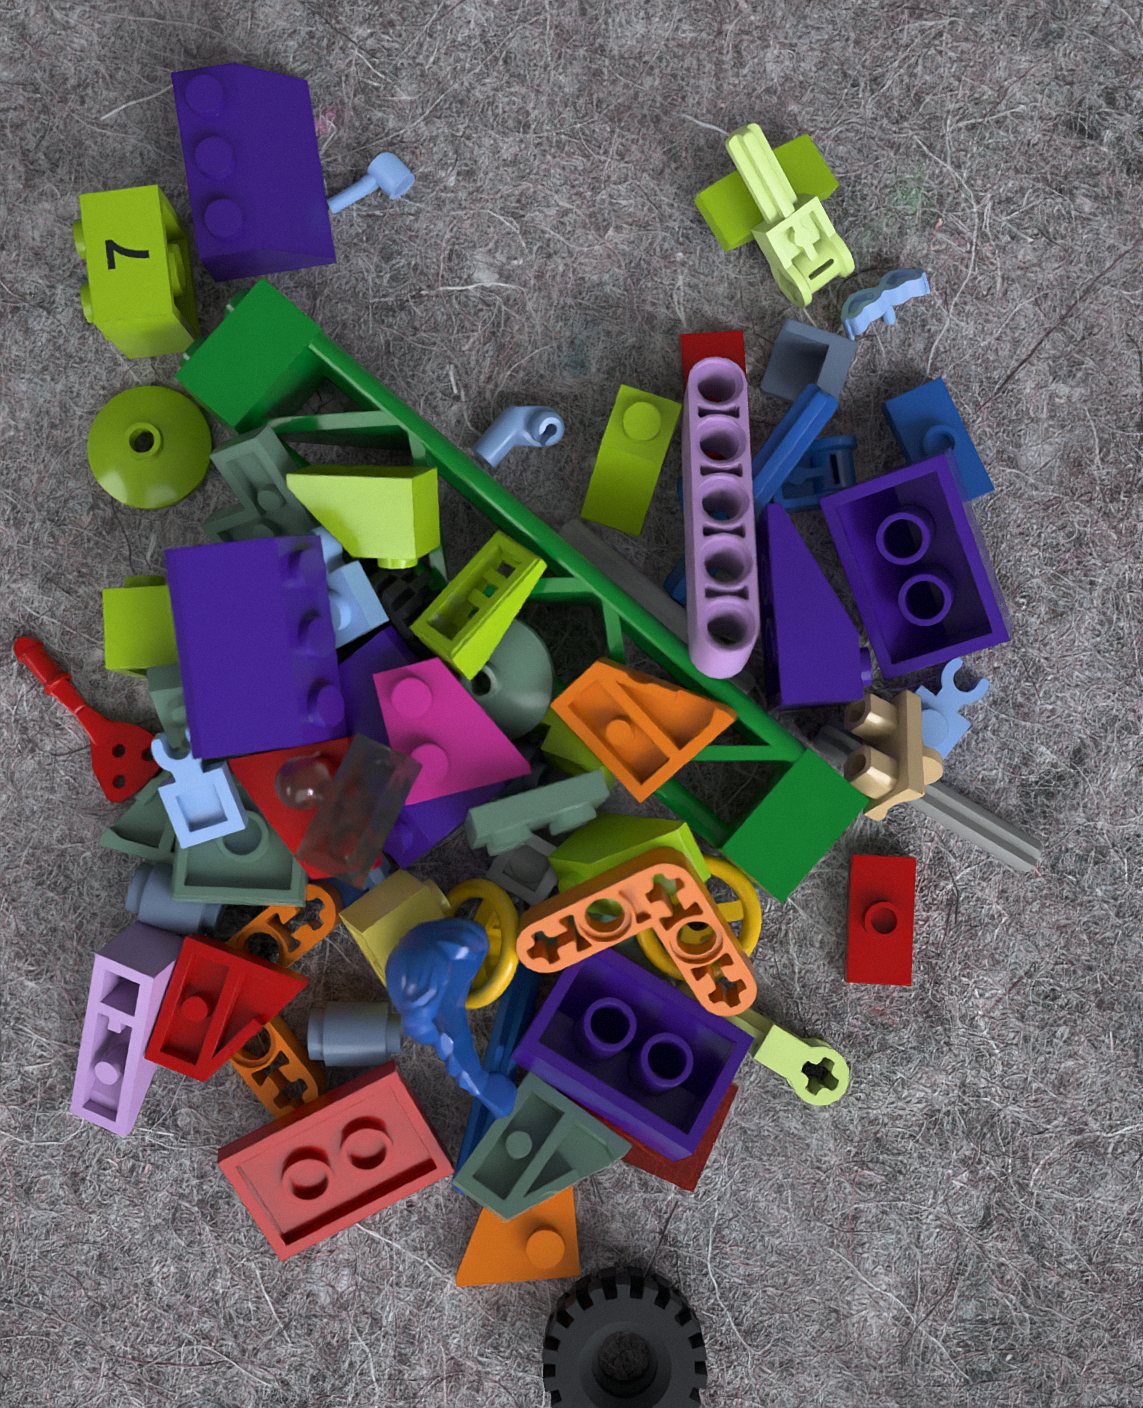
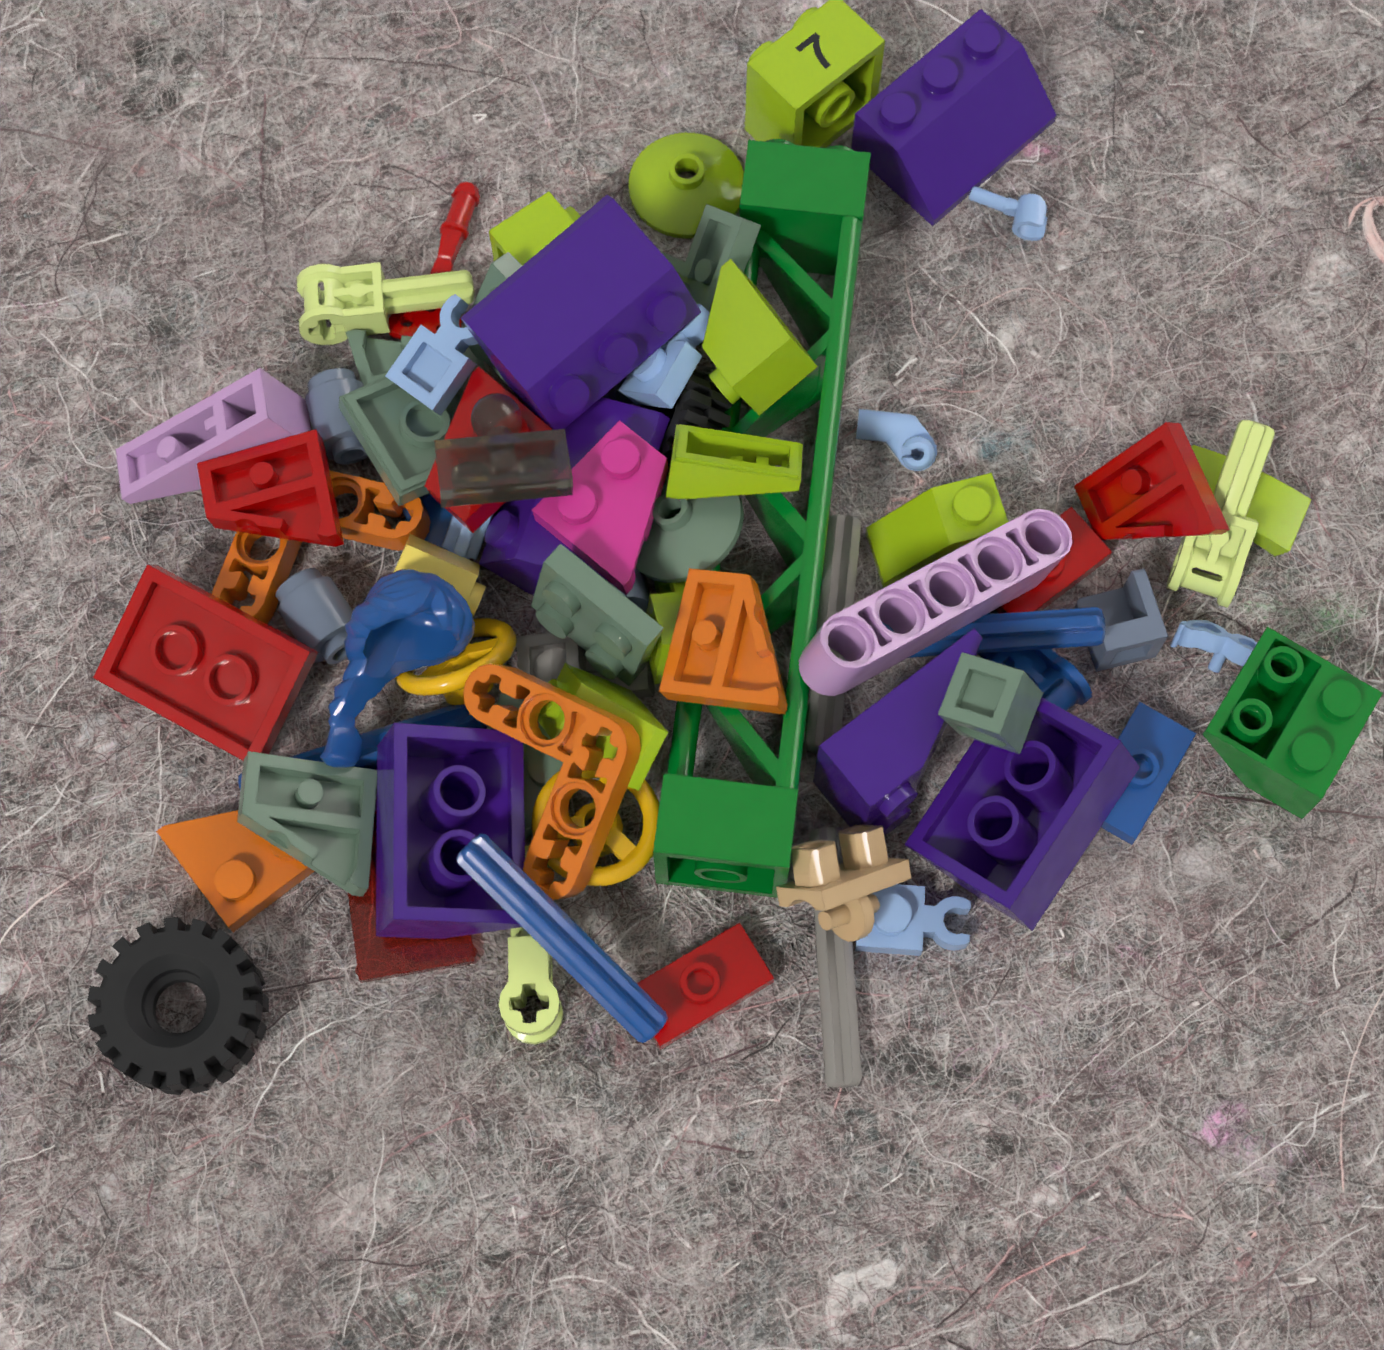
camera: 55 degrees right, 15 degrees down
(74, 809) = (363, 299): none -> yellowish green connector
(727, 260) = (1152, 491): none -> red wing
(785, 1017) = (562, 938): none -> blue axle
(842, 537) = (990, 702): none -> sand green brick
(993, 294) = (1289, 722): none -> green slope

